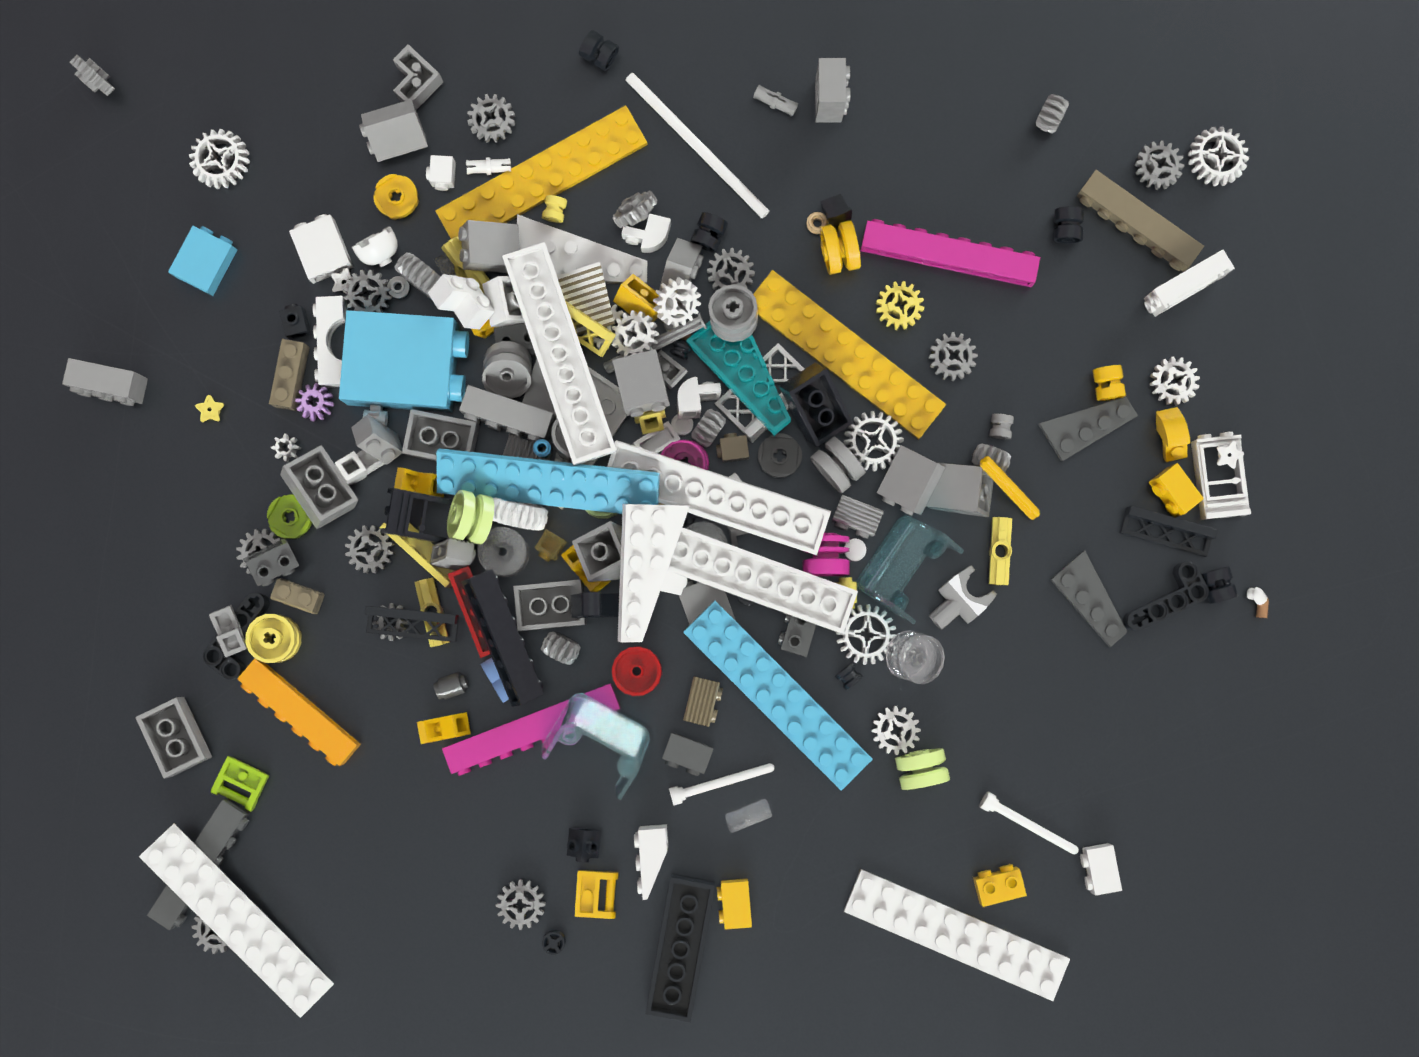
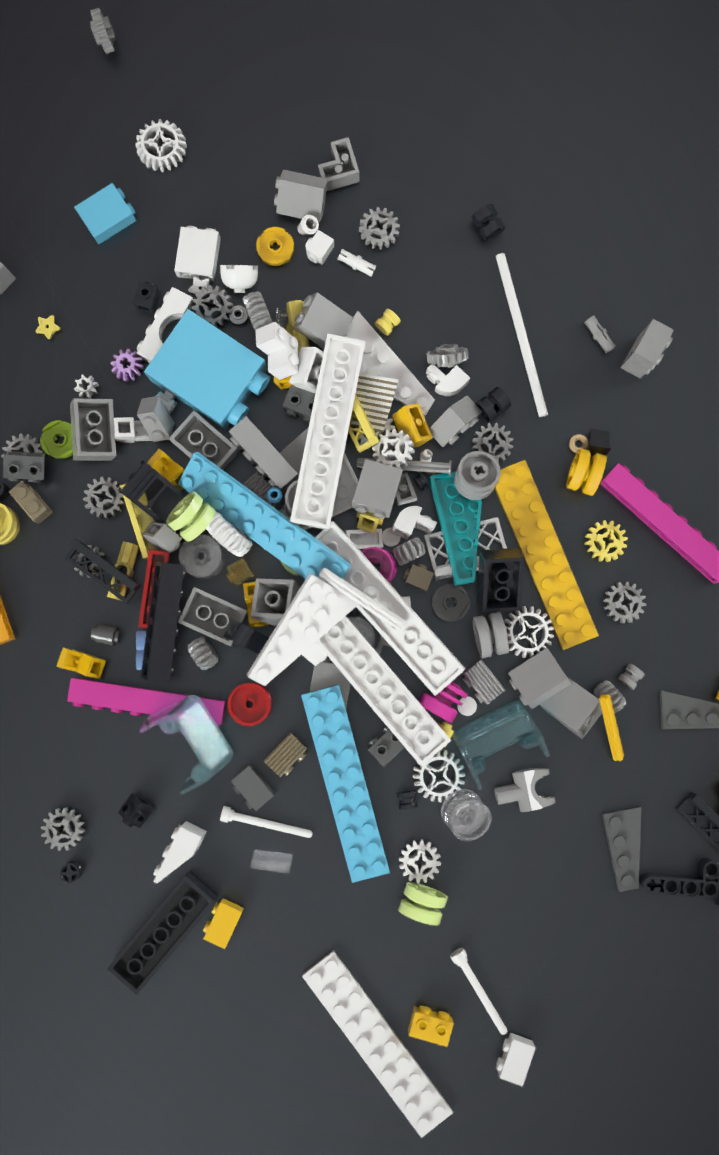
camera: 25 degrees right, 0 degrees up
(289, 374) = (120, 333): dark tan brick -> none
(418, 156) = (308, 225): none -> white cone
(507, 369) = (282, 421): light grey wheel -> none
(547, 173) = (398, 292): yellow plate -> none
(588, 894) = (118, 850): yellow plate -> none
(686, 298) = (447, 443): white gear -> none
(689, 500) = (362, 599): none -> white axle
(1000, 536) = (569, 782): light yellow piece -> none

